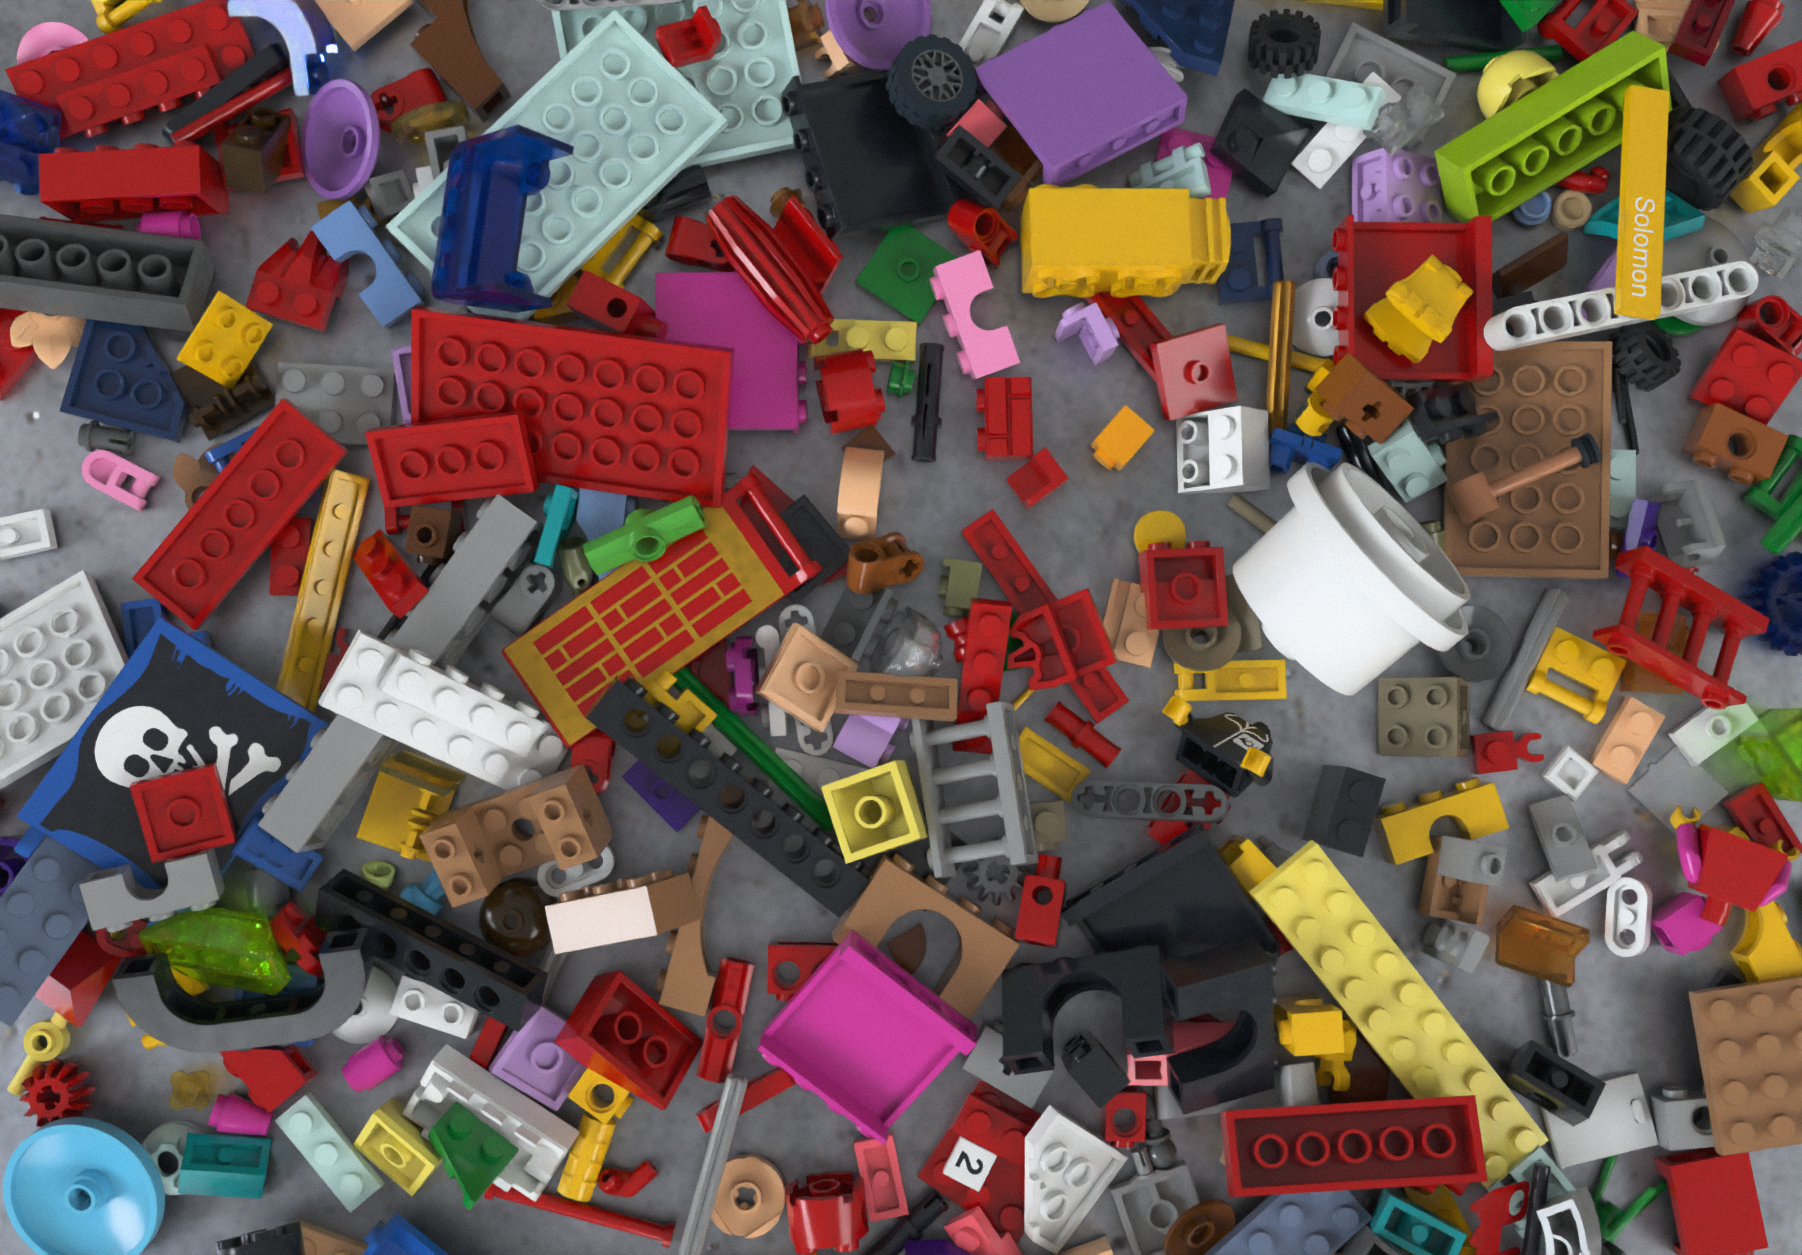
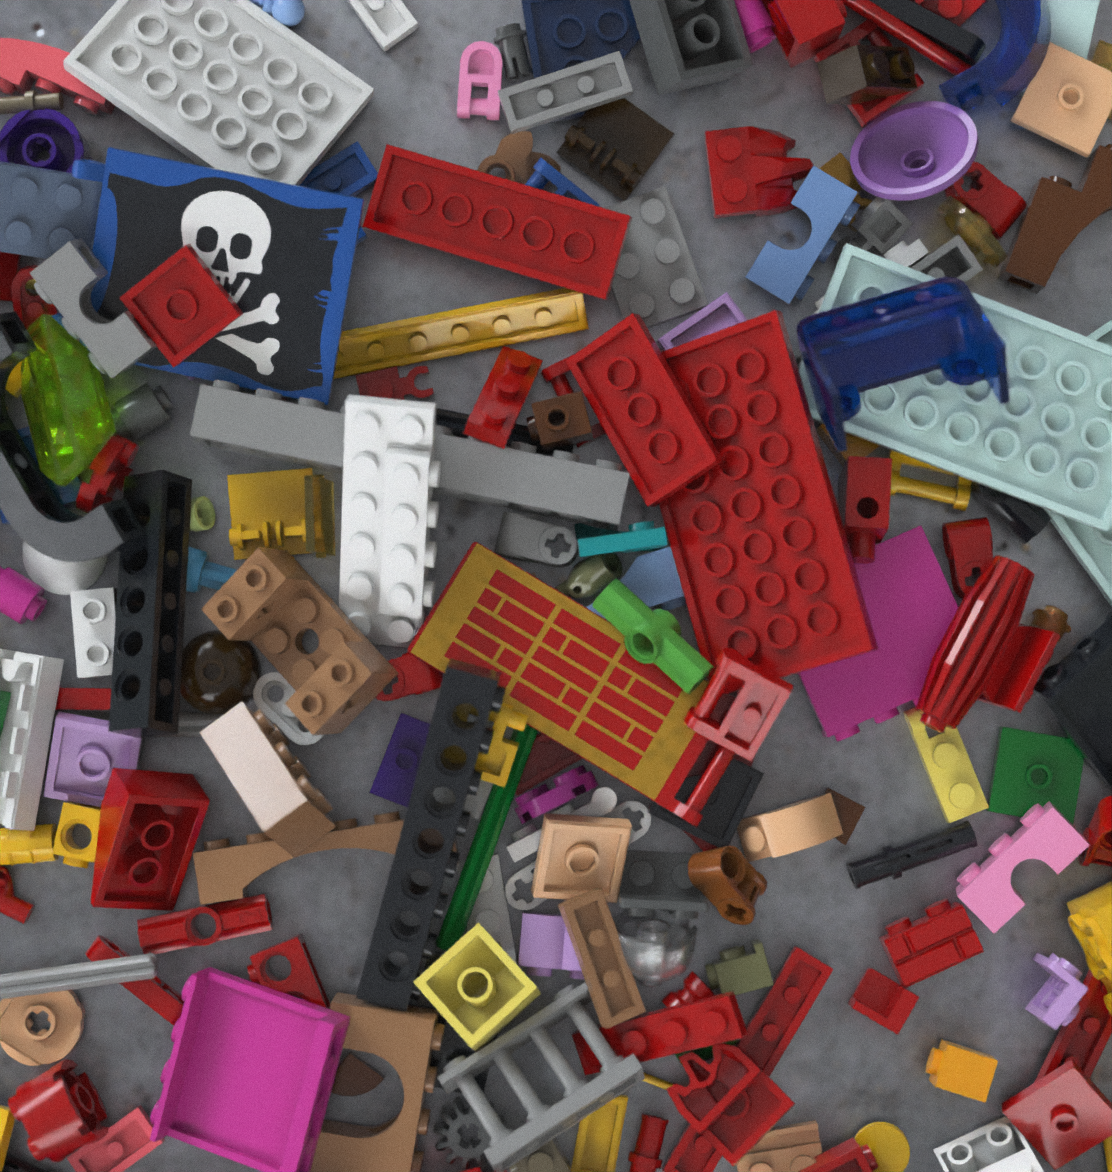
camera: 65 degrees right, 0 degrees up
(156, 409) = (565, 92): none -> light grey plate
(224, 340) = (662, 130): yellow hinge -> none
(274, 857) = (176, 408): blue plate -> none
(289, 557) = (475, 286): red plate -> none
(743, 480) = (750, 712): none -> plate
(848, 390) = (888, 771): red brick -> none
(900, 378) = (924, 816): green plate -> none

